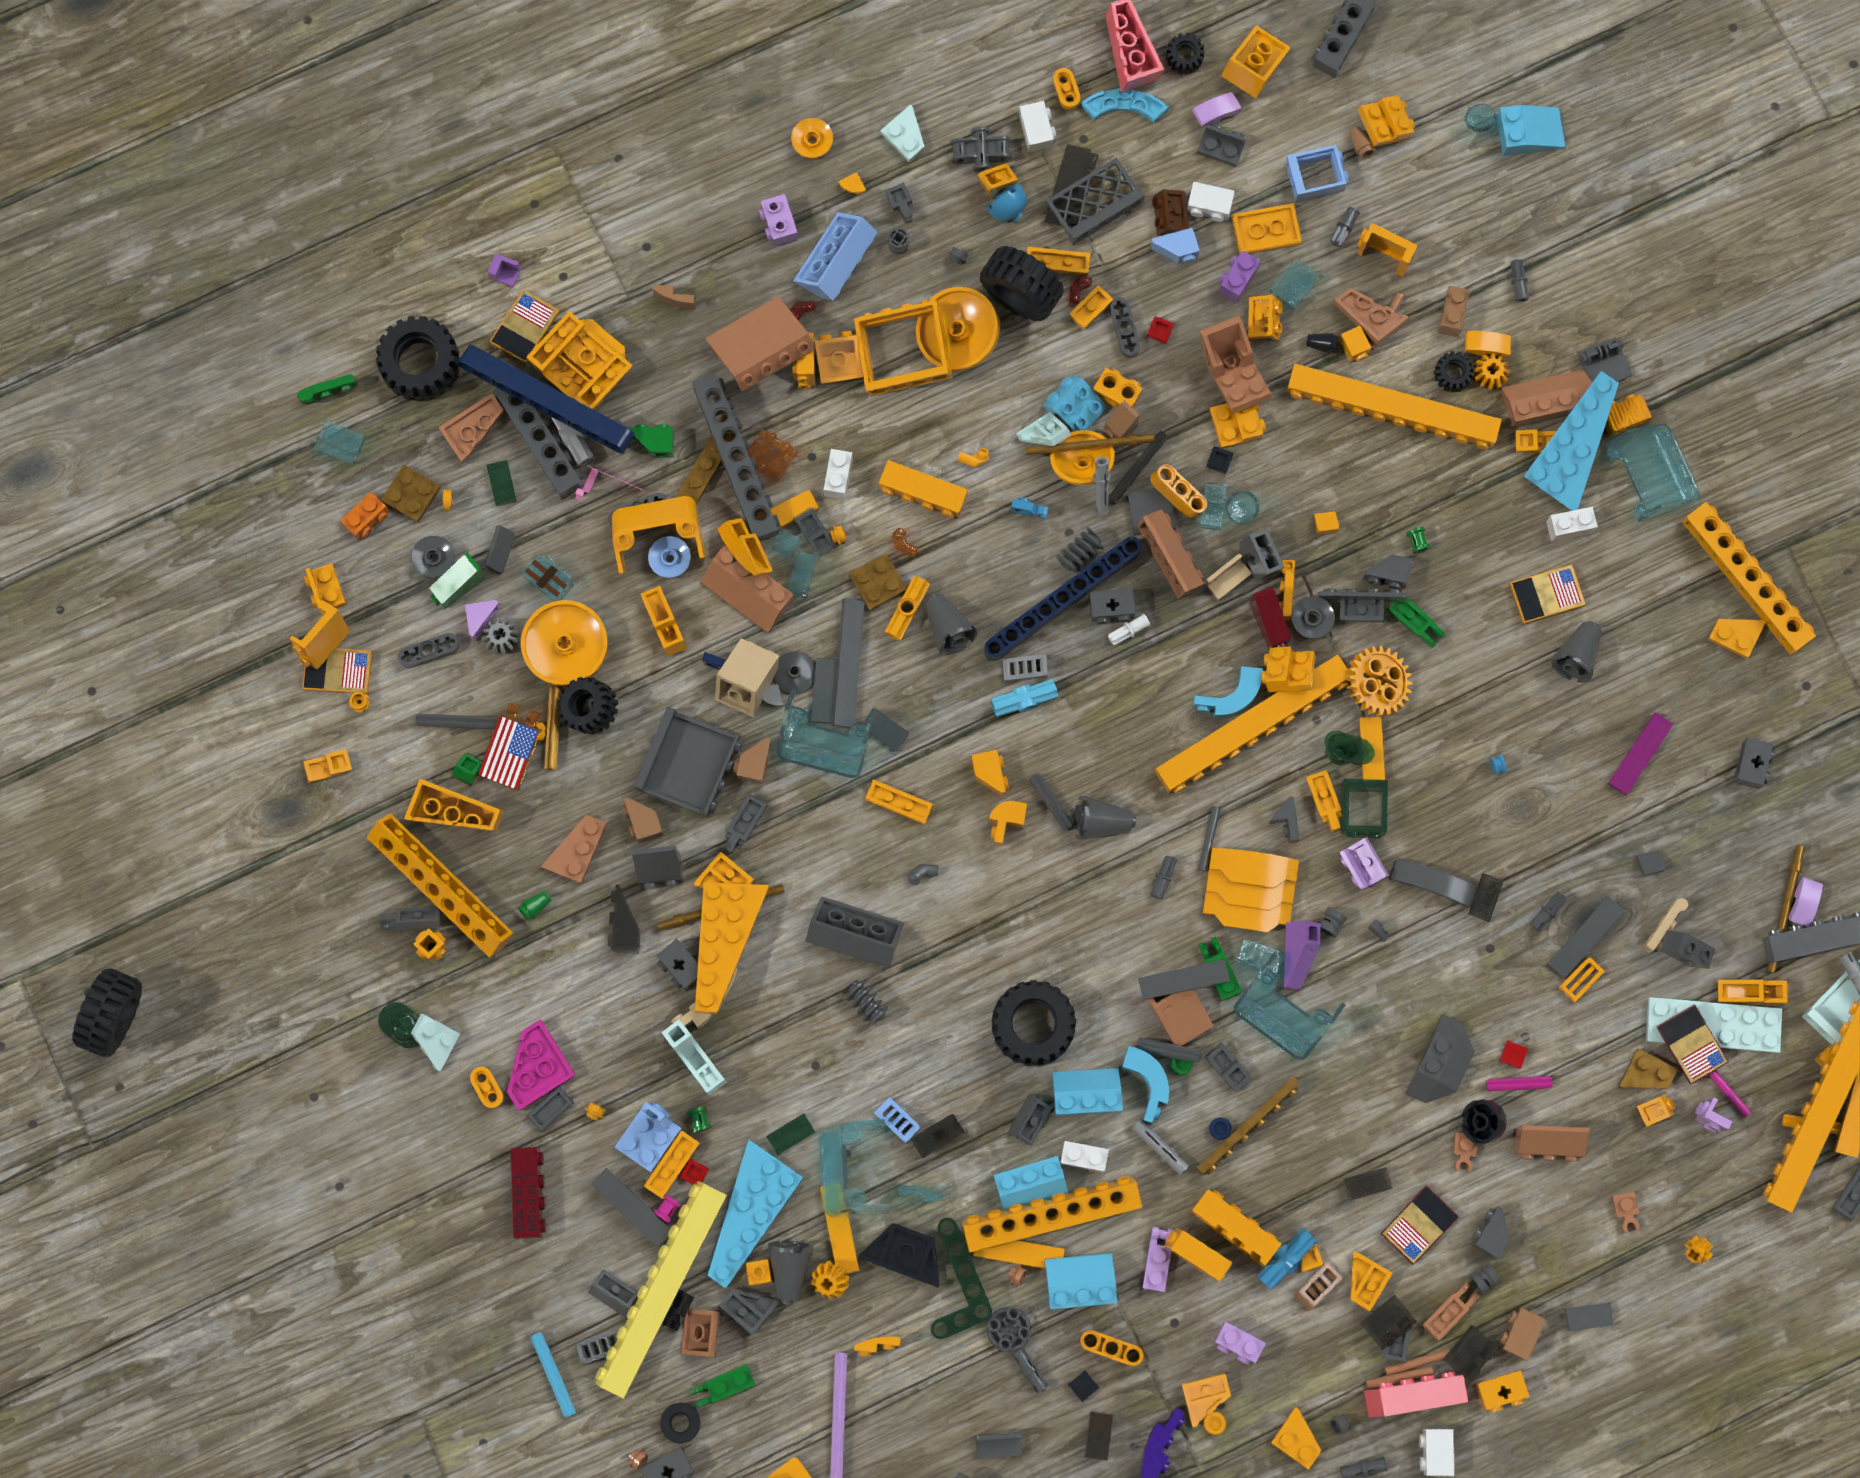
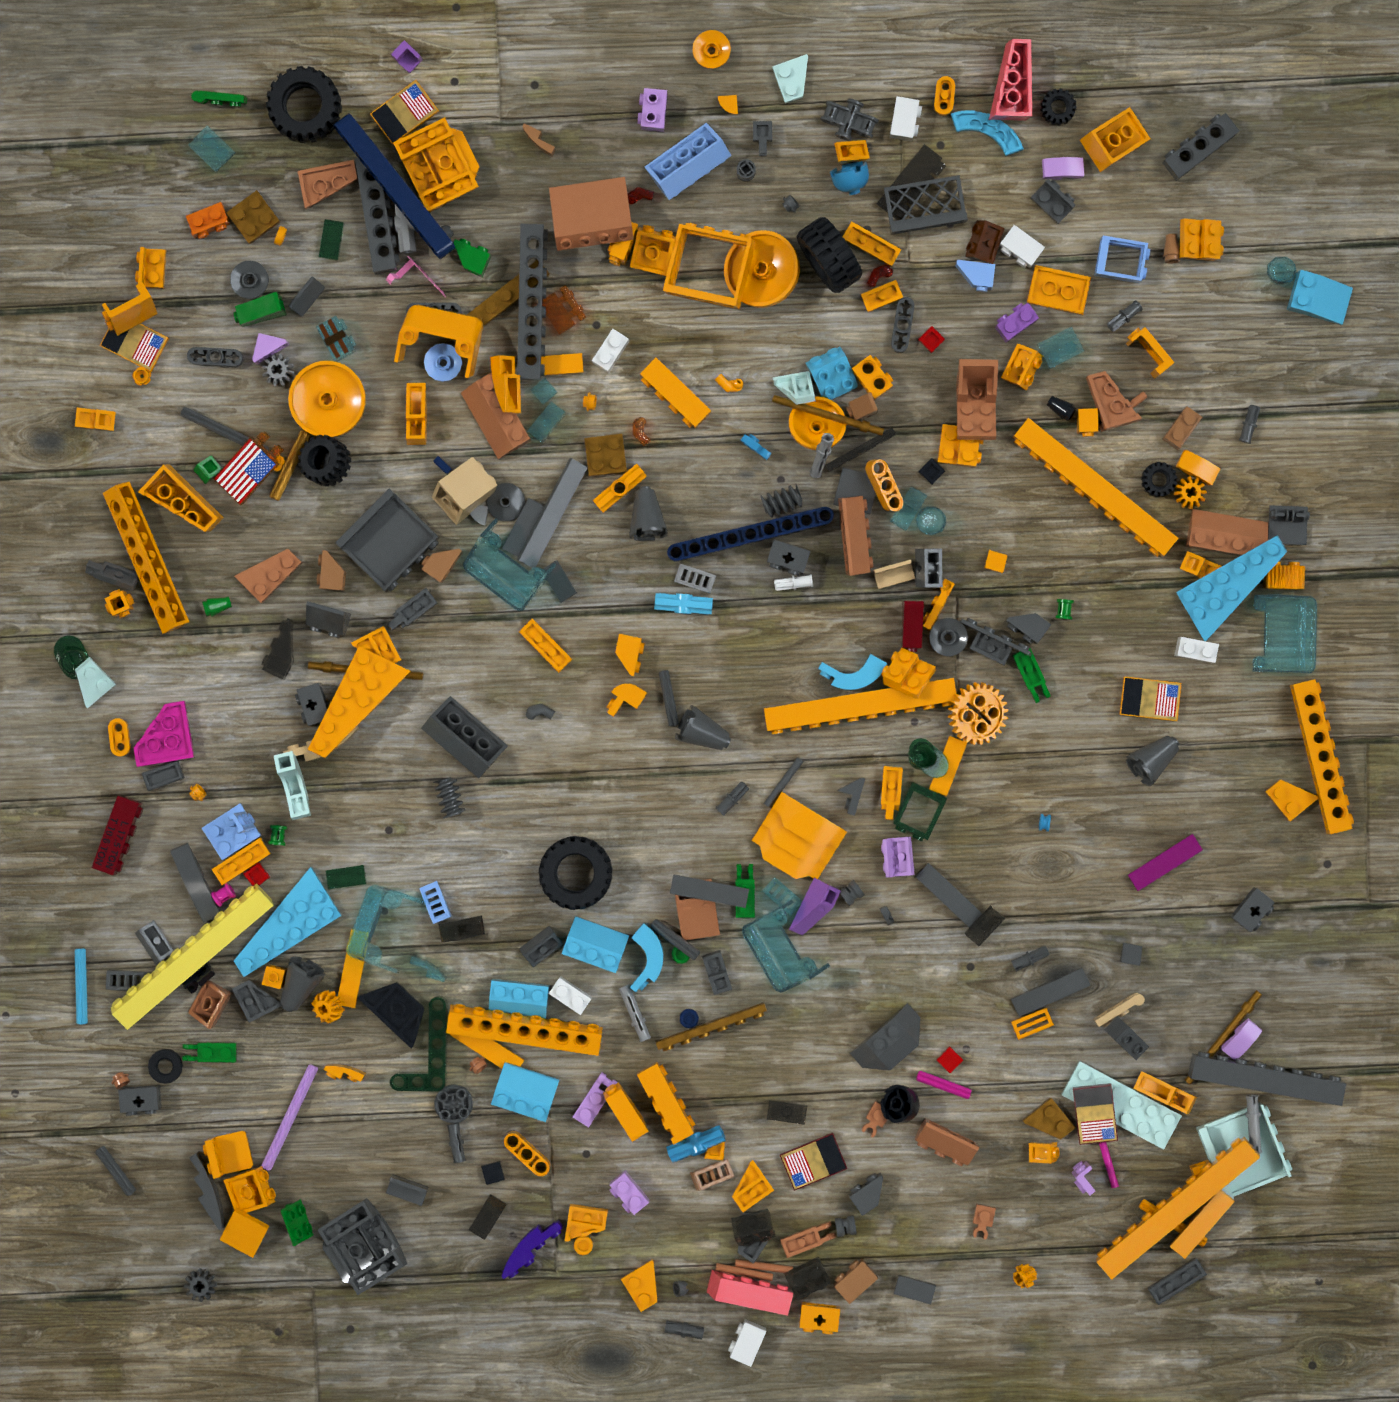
camera: 20 degrees right, 10 degrees up
(814, 531) = (571, 390): dark grey slope -> none

